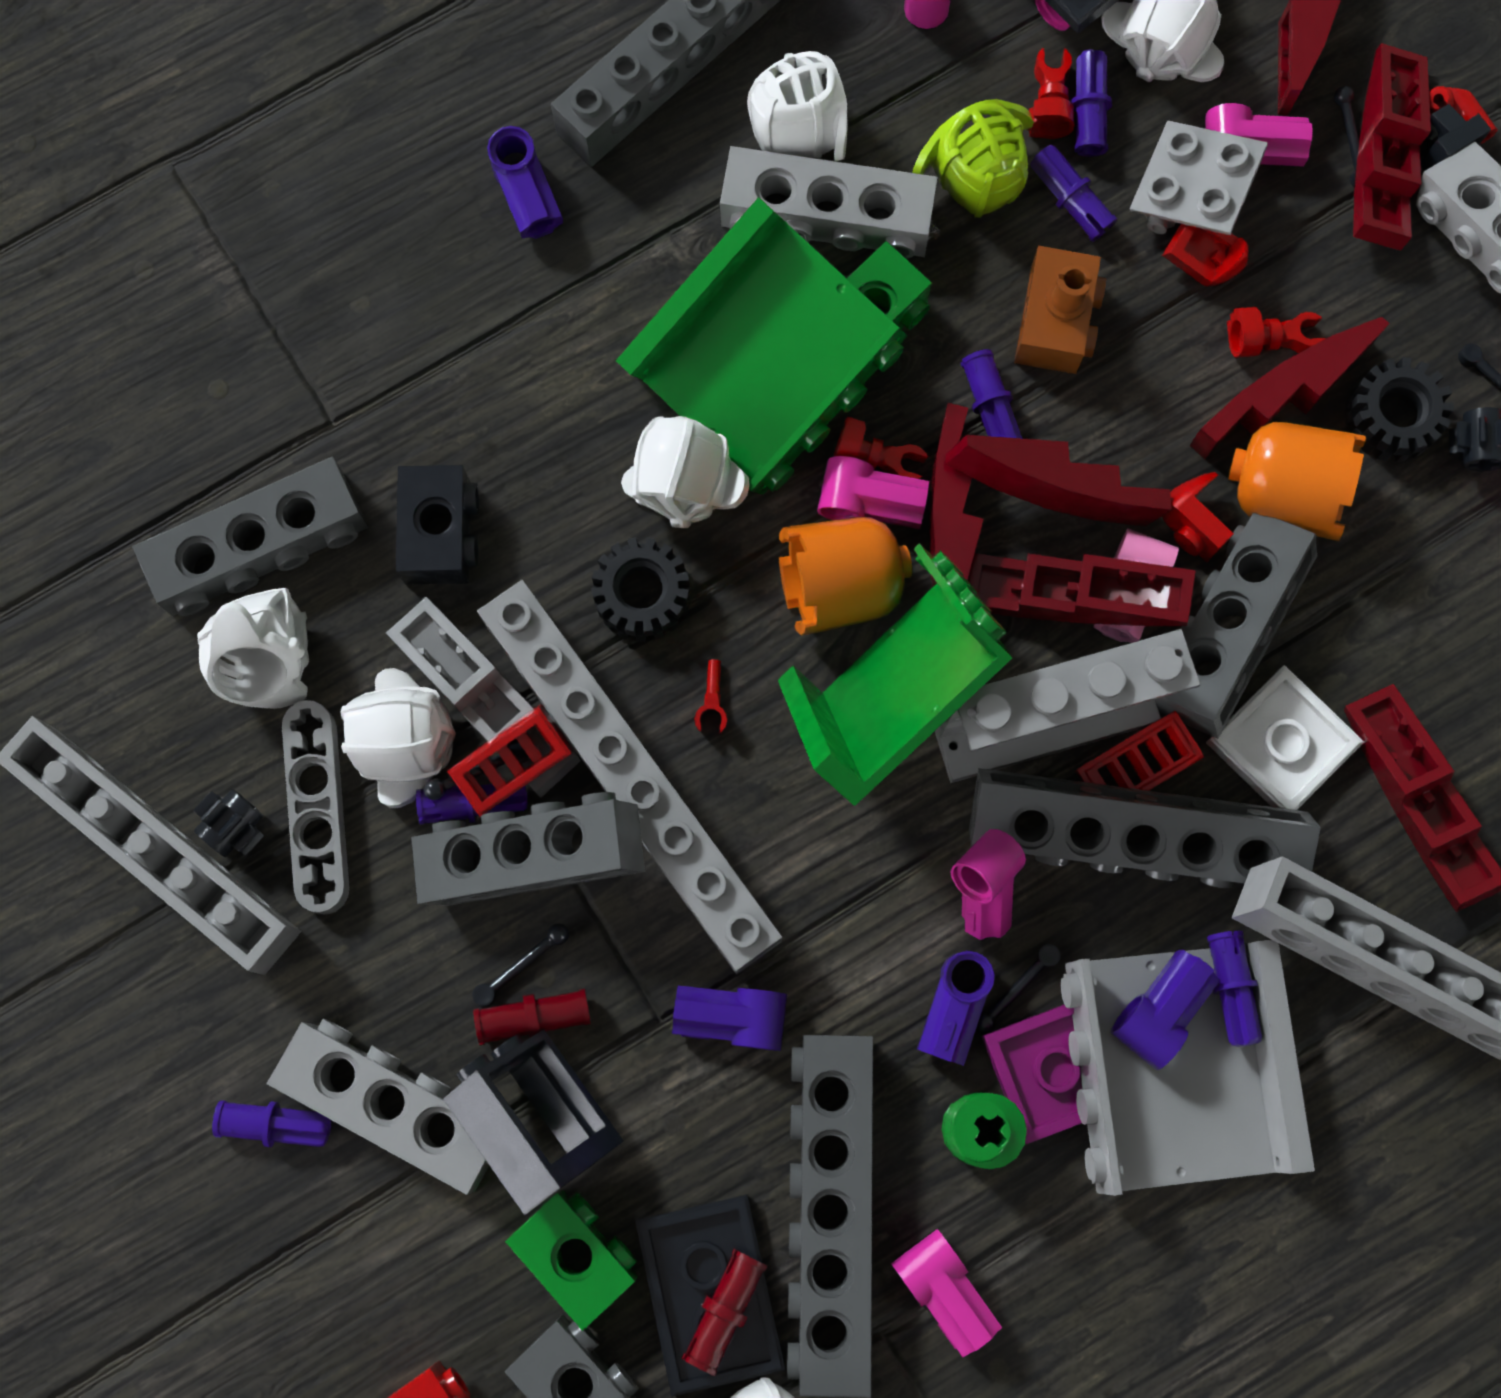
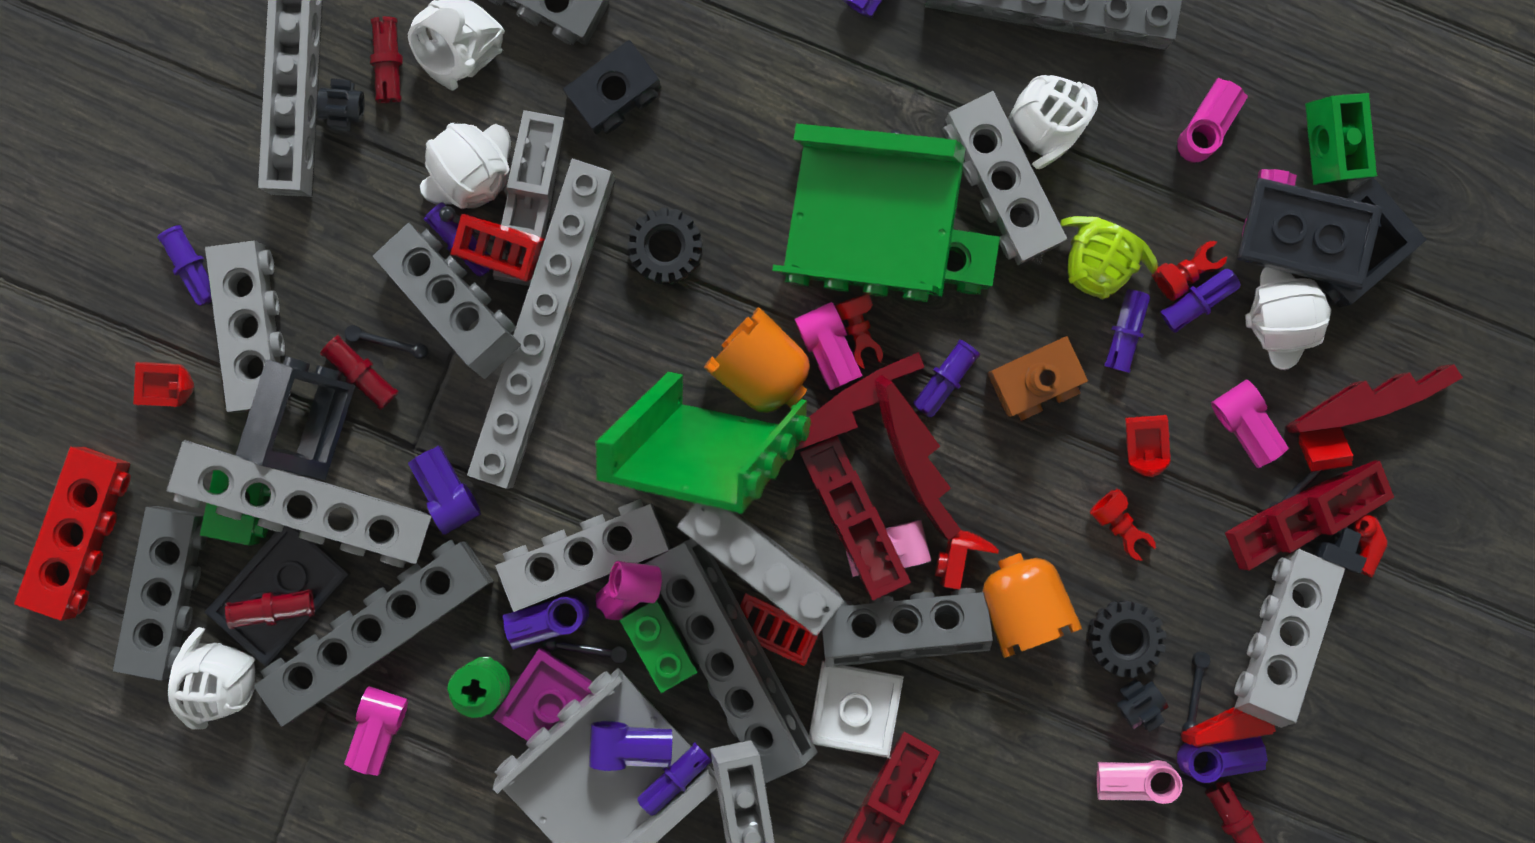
camera: 50 degrees right, 10 degrees up
(219, 742) = (386, 59): none -> dark red pin
(307, 808) = (385, 142): light grey beam -> none
(379, 1253) = (162, 384): none -> red plate
(498, 1264) = (195, 461): none -> light grey brick
(684, 471) = (755, 219): white piece -> none
(712, 697) = (630, 339): red hand -> none
(947, 832) = (526, 589): none -> light grey brick
(1073, 897) = (659, 645): none -> green brick
(1197, 179) = (1190, 406): light grey hinge -> none
(1298, 379) = (1102, 564): dark red slope -> none
(1332, 85) = (1325, 449): none -> red tile

